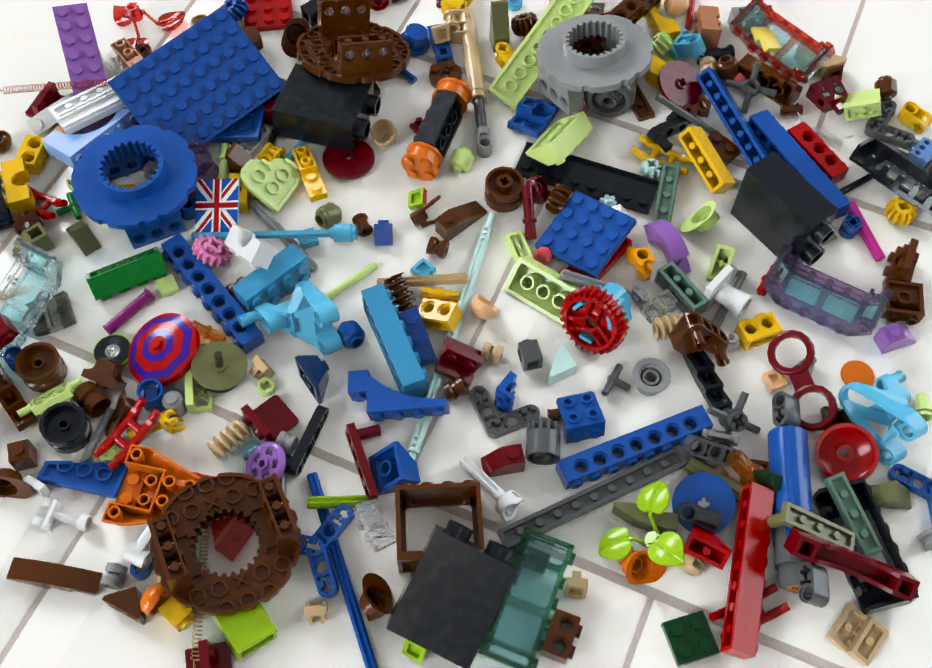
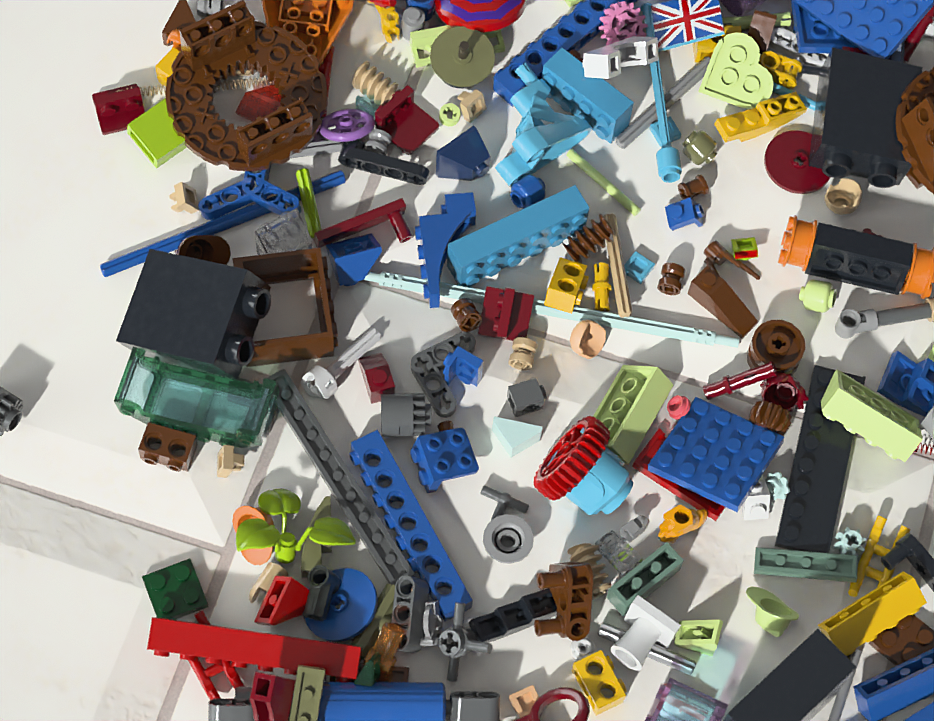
camera: 80 degrees right, 5 degrees up
(209, 333) = (513, 42): clear orange axle -> none
(419, 336) = (532, 264): blue plate -> none
(518, 247) = (695, 387): yellowish green tile -> none
(581, 280) = (637, 466): light grey axle -> none
(670, 241) = (714, 561): medium lavender arch -> none

